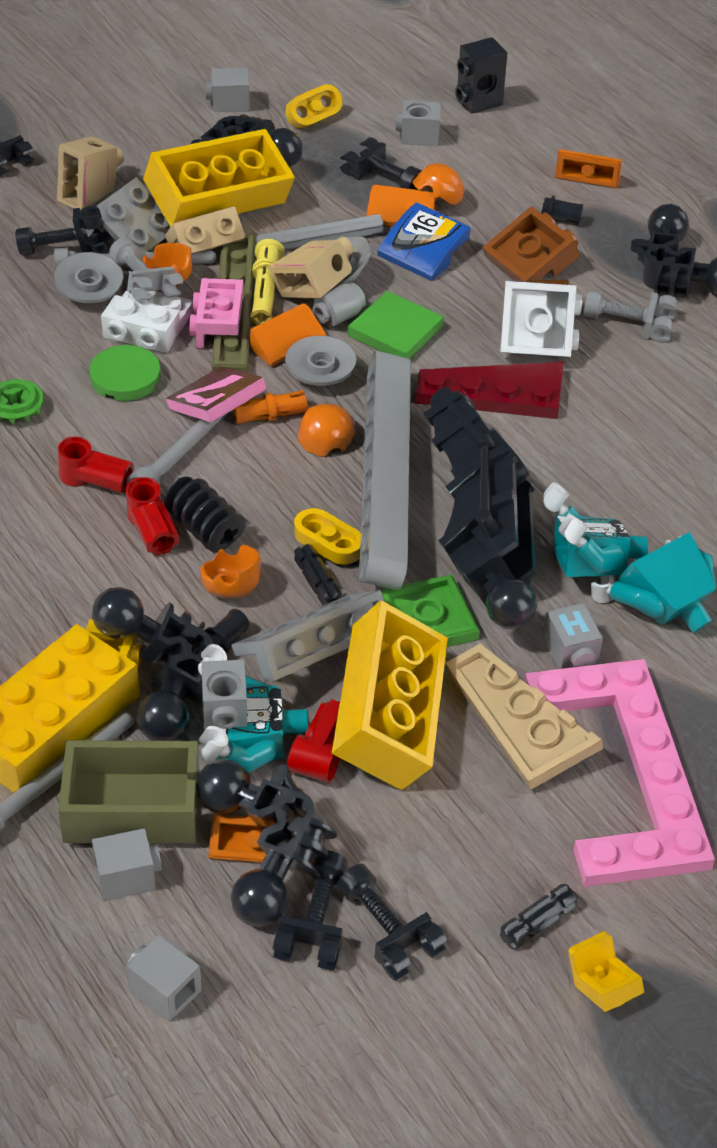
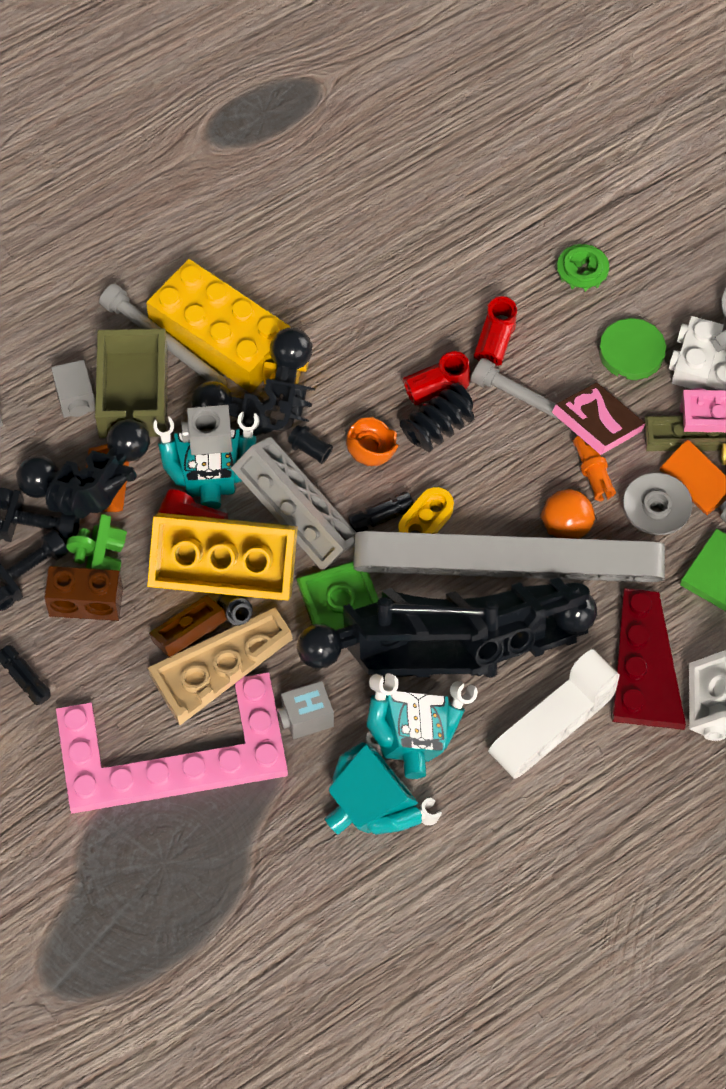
camera: 90 degrees right, 15 degrees up
(368, 833) = (103, 537): none -> bright green hips
(431, 845) = (83, 593): none -> reddish brown brick
(453, 693) = (237, 610): none -> black pin
(472, 744) = (188, 626): none -> reddish brown plate
(561, 443) = (587, 691): none -> white beam

